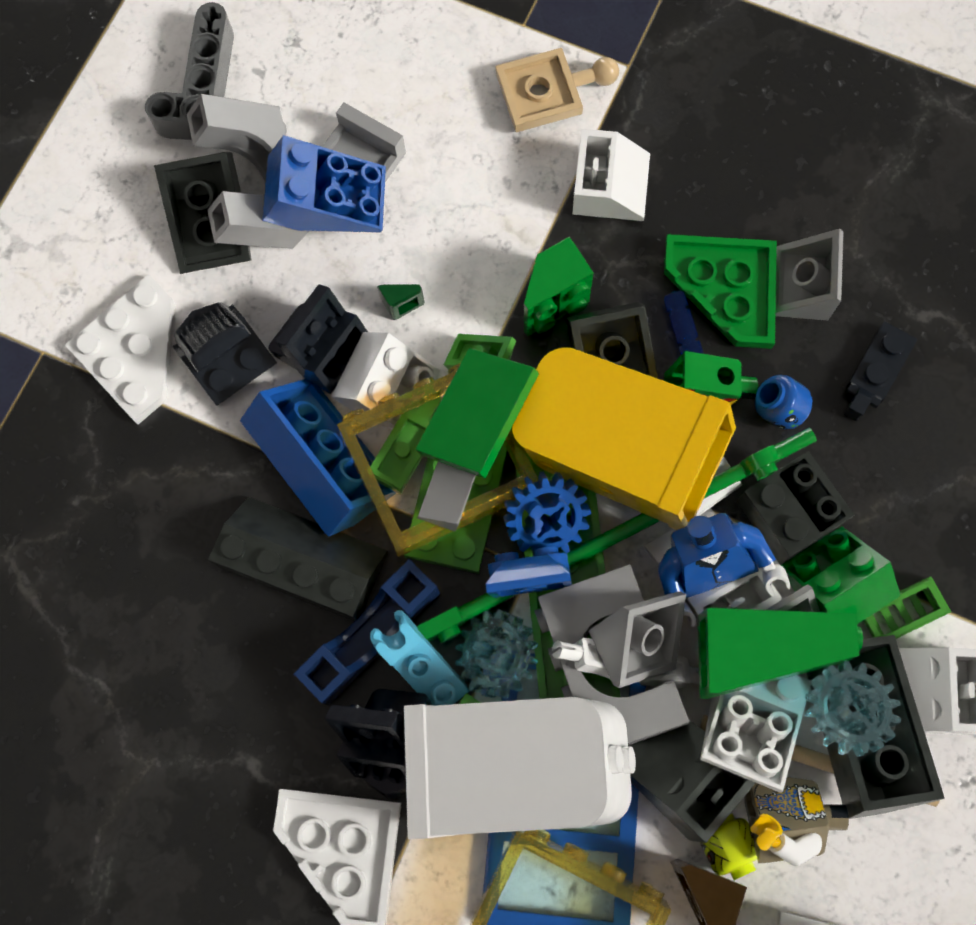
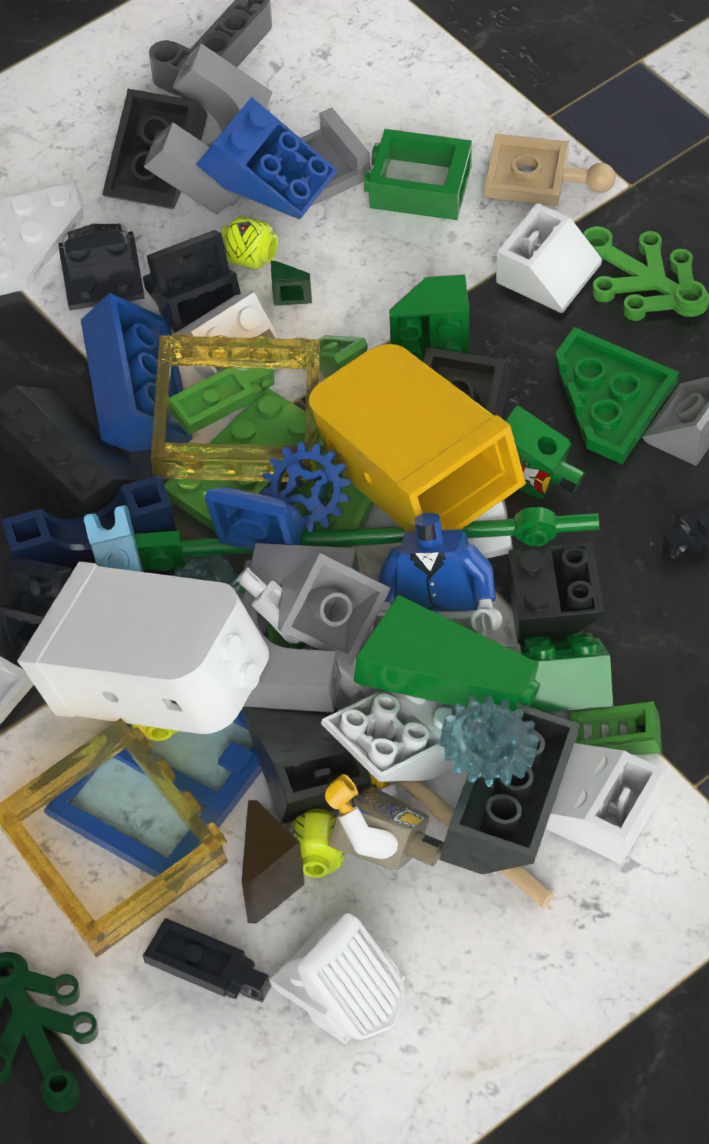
camera: 25 degrees right, 20 degrees down
(343, 271) = (249, 242): none -> neon yellow head
(446, 496) = (231, 422): light grey slope -> none
(457, 161) = (416, 196): none -> green window
(477, 412) = (288, 368): green tile -> none
(682, 322) = (548, 400): clear blue axle -> none
(697, 153) = (686, 298): none -> bright green plant
(783, 402) = (600, 495): blue head -> none

